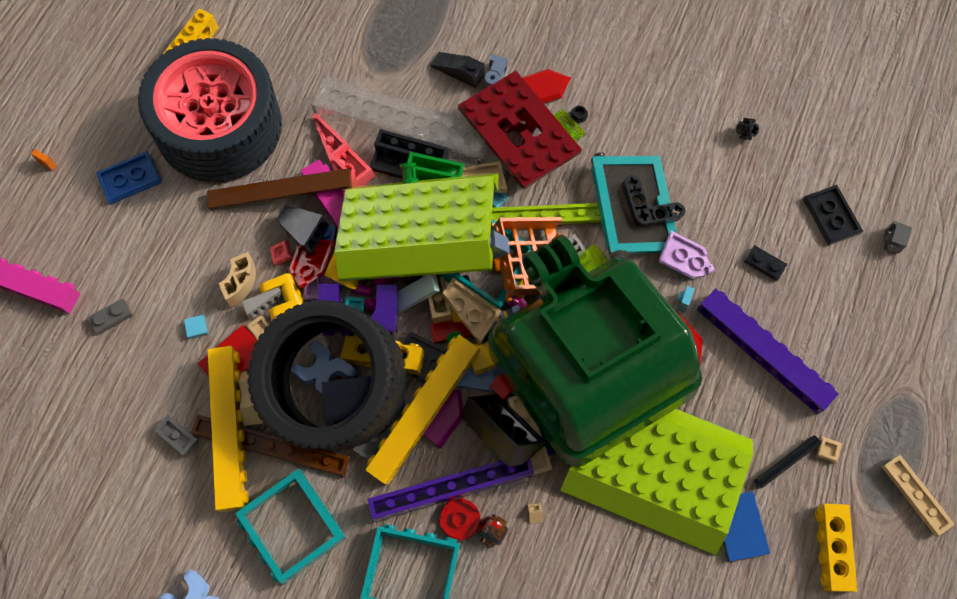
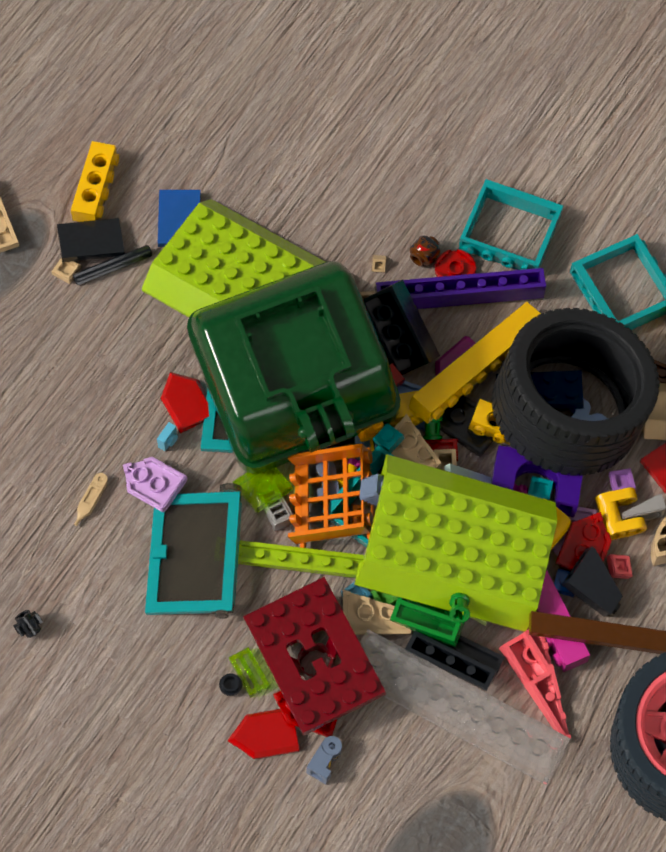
camera: 170 degrees left, 5 degrees down
(257, 326) = (648, 487): tan tile -> none
(459, 67) = (372, 775): black slope -> none
(492, 313) = (389, 438): none -> teal plate
(648, 212) = (181, 535): black beam -> none
(732, 241) = (91, 496): none -> tan piece
(765, 263) = (62, 465): black plate -> none
(768, 351) = (97, 369): dark purple brick -> none
(817, 482) = (90, 240): none -> black tile

